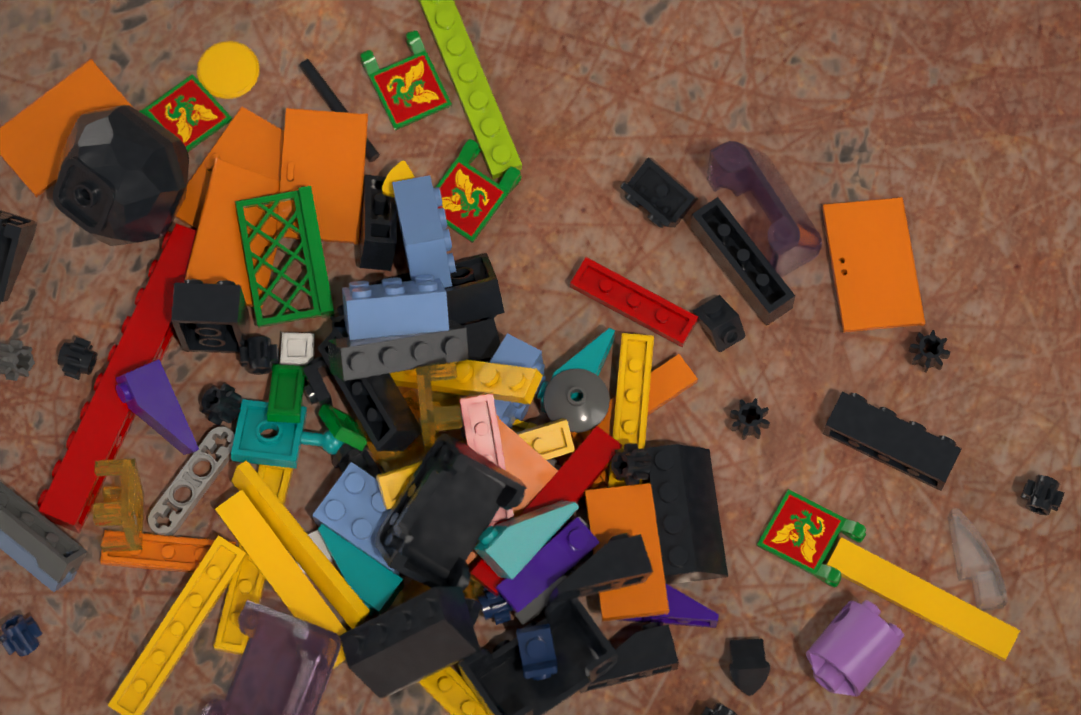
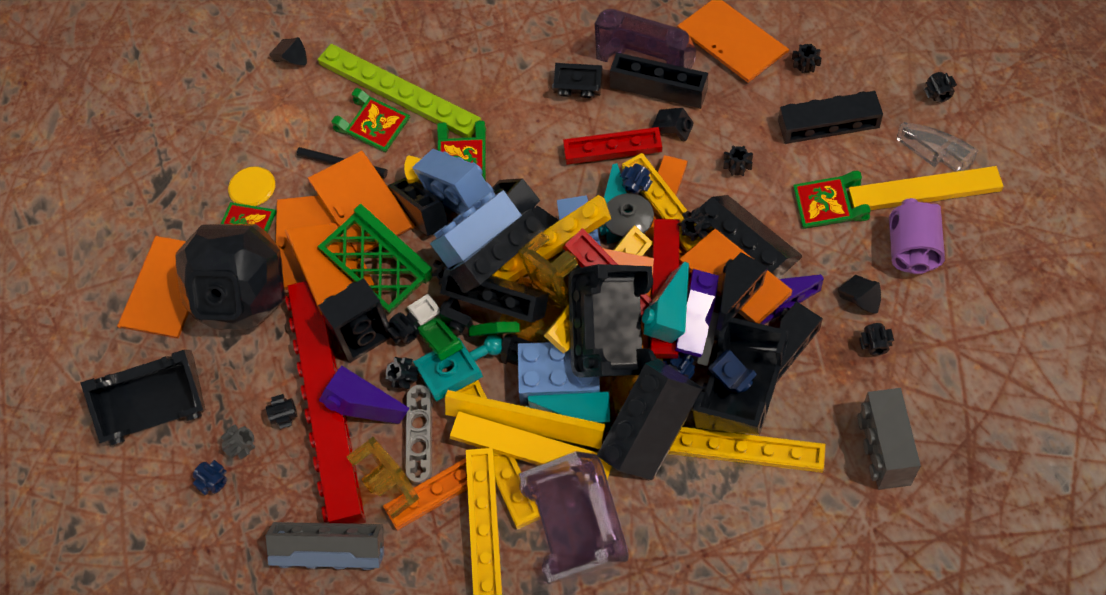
camera: 30 degrees left, 10 degrees down
(615, 365) = (636, 178): none -> dark blue gear

